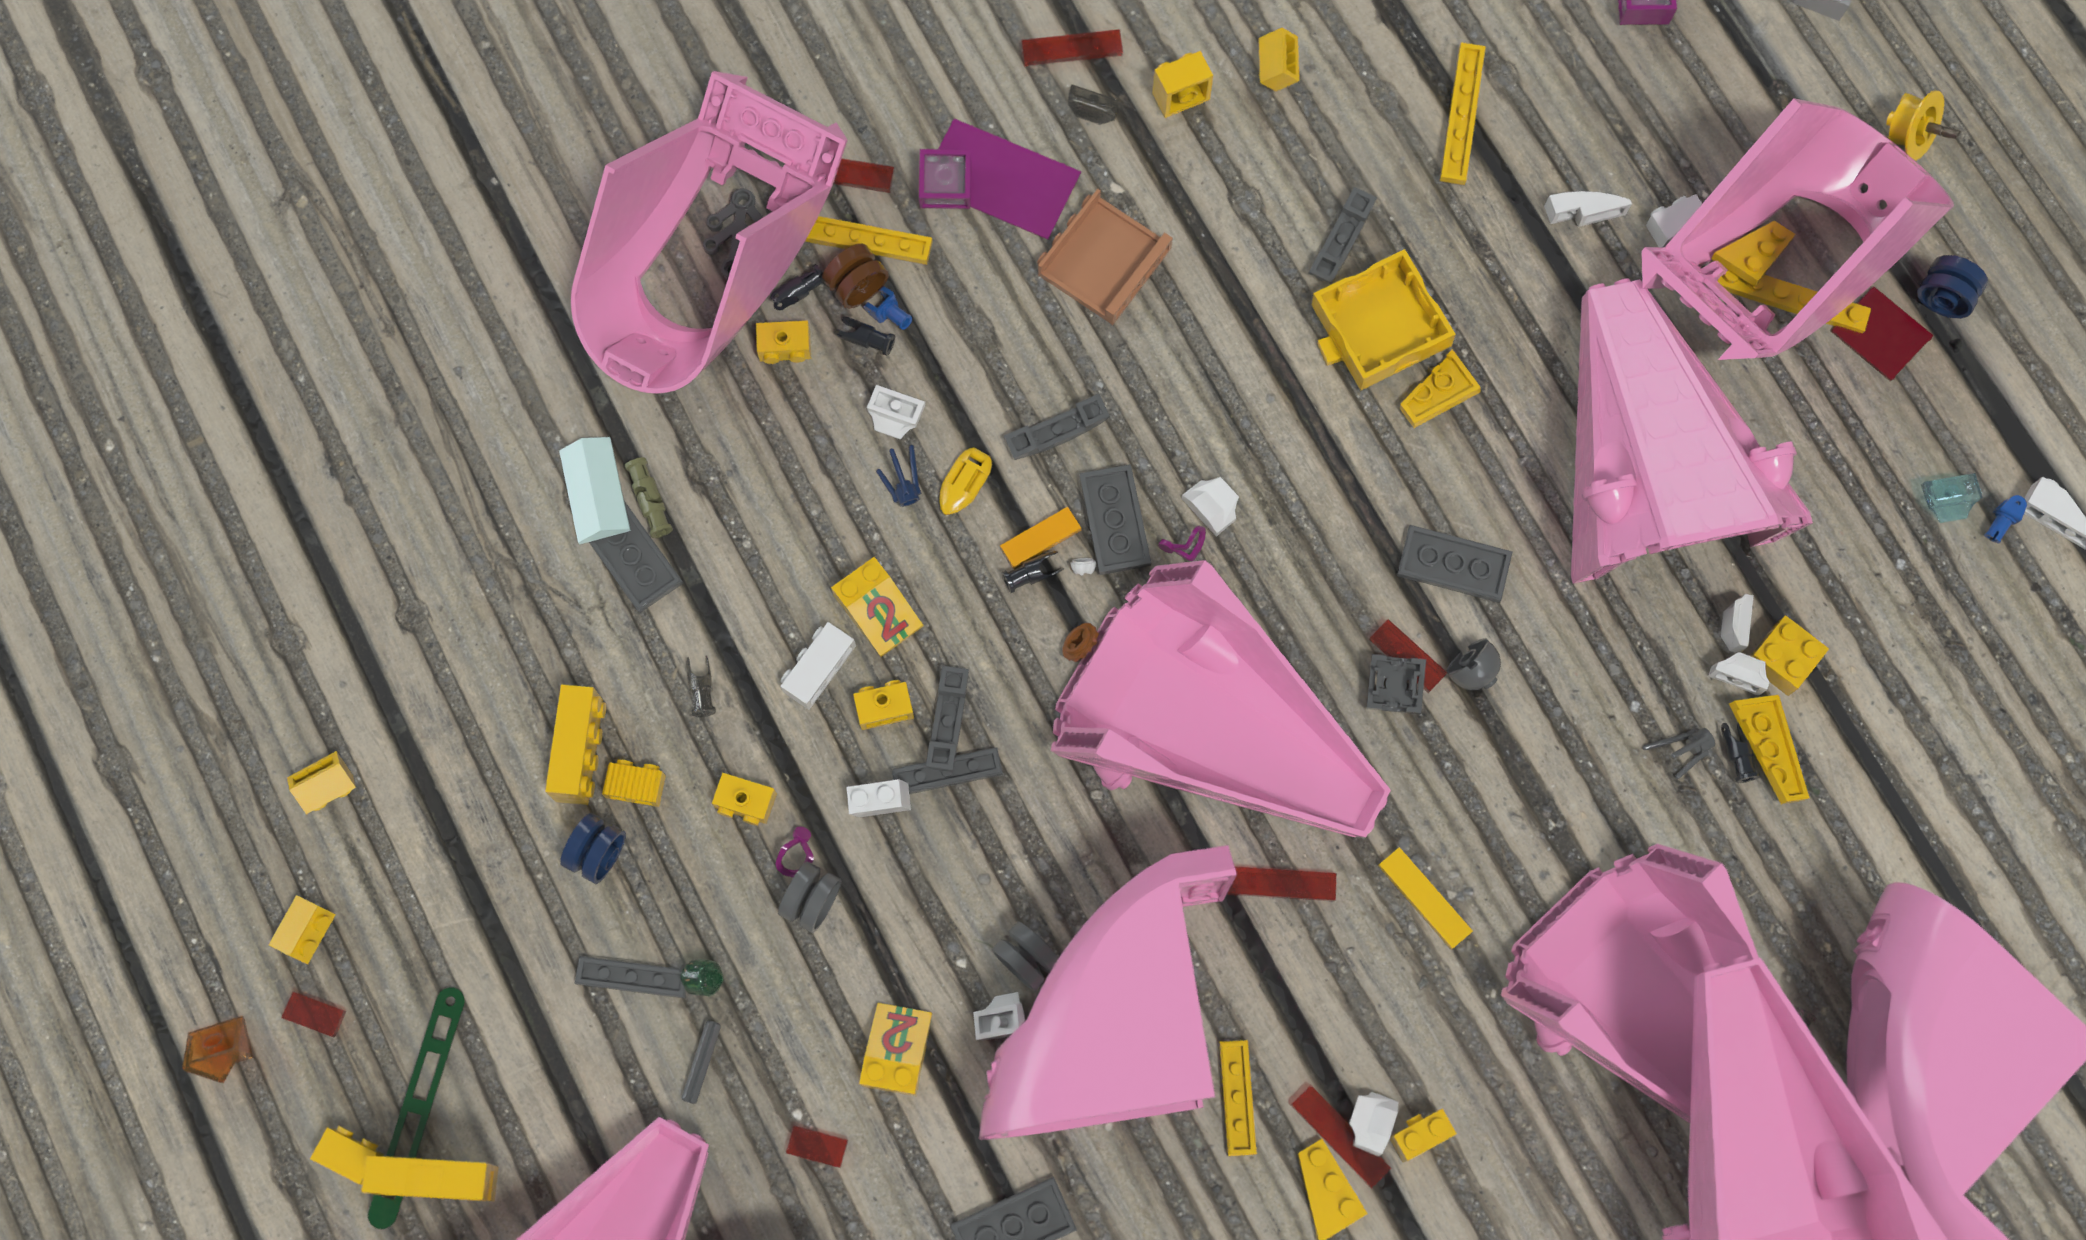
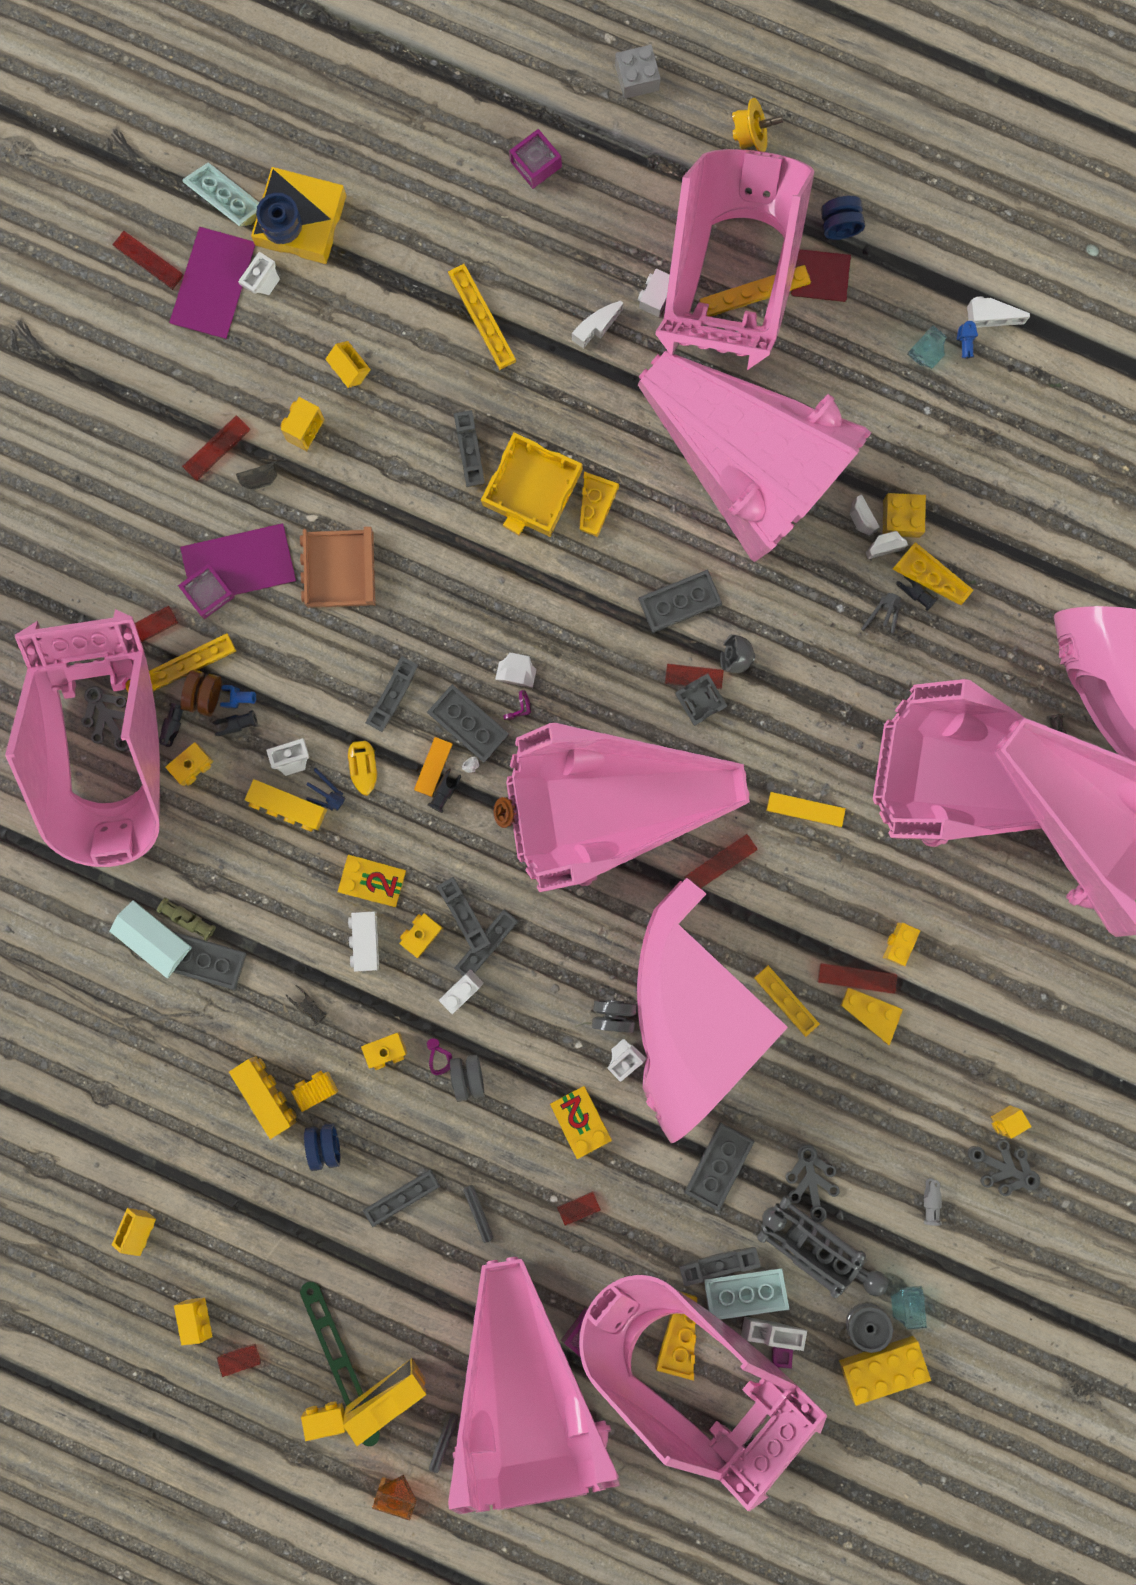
camera: 40 degrees left, 10 degrees up
(216, 1049) = (200, 1423): clear orange slope -> none
(702, 977) = (442, 1168): clear green head -> none
(850, 459) = (286, 805): none -> yellow brick
(1373, 1122) = (870, 957): white slope -> none
(1755, 252) = (715, 279): yellow wing -> none

